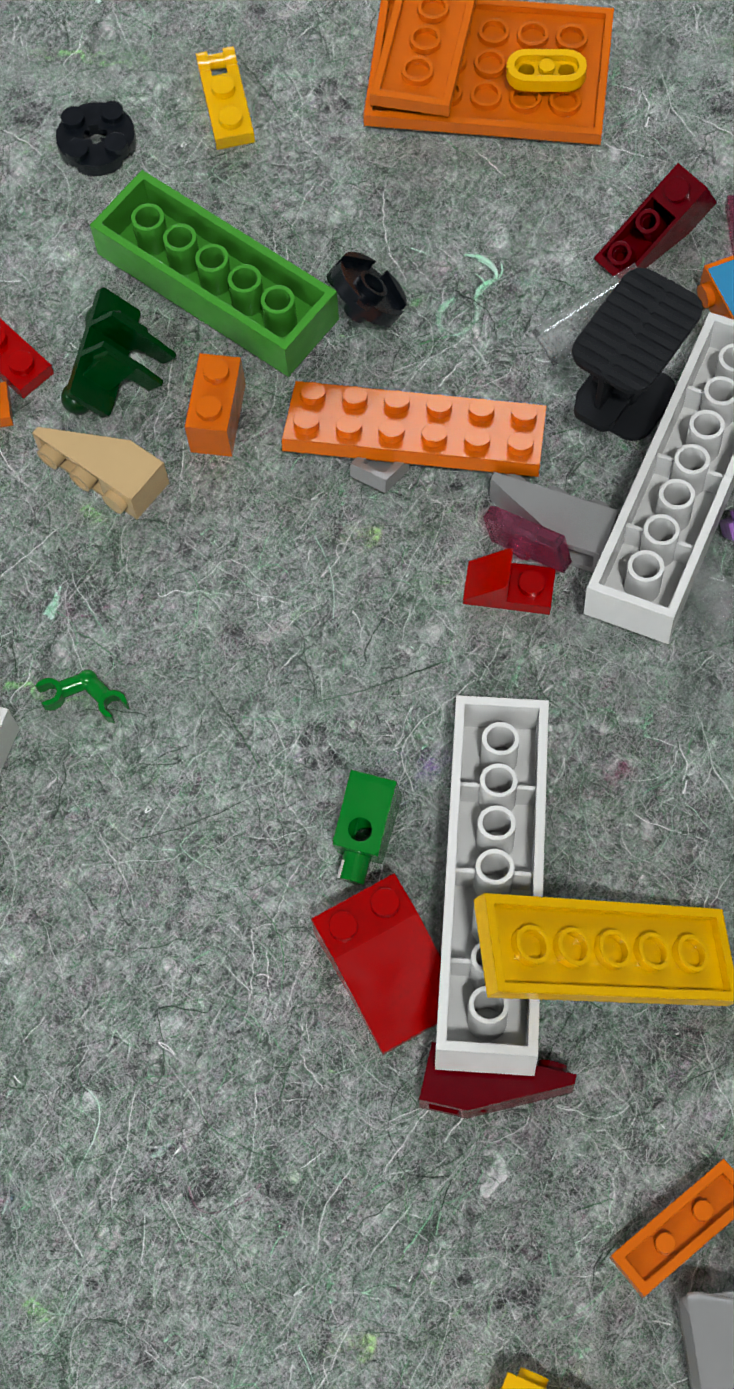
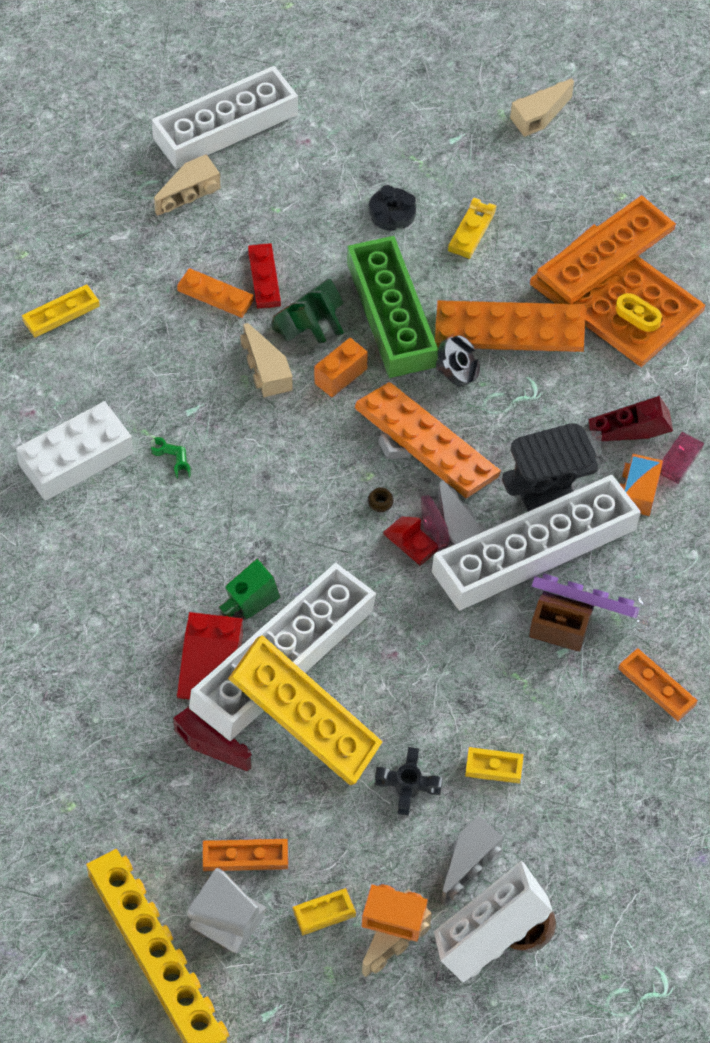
camera: 30 degrees right, 10 degrees down
(394, 194) = (513, 325): none -> orange plate
(423, 547) = (380, 494): none -> dark brown plate

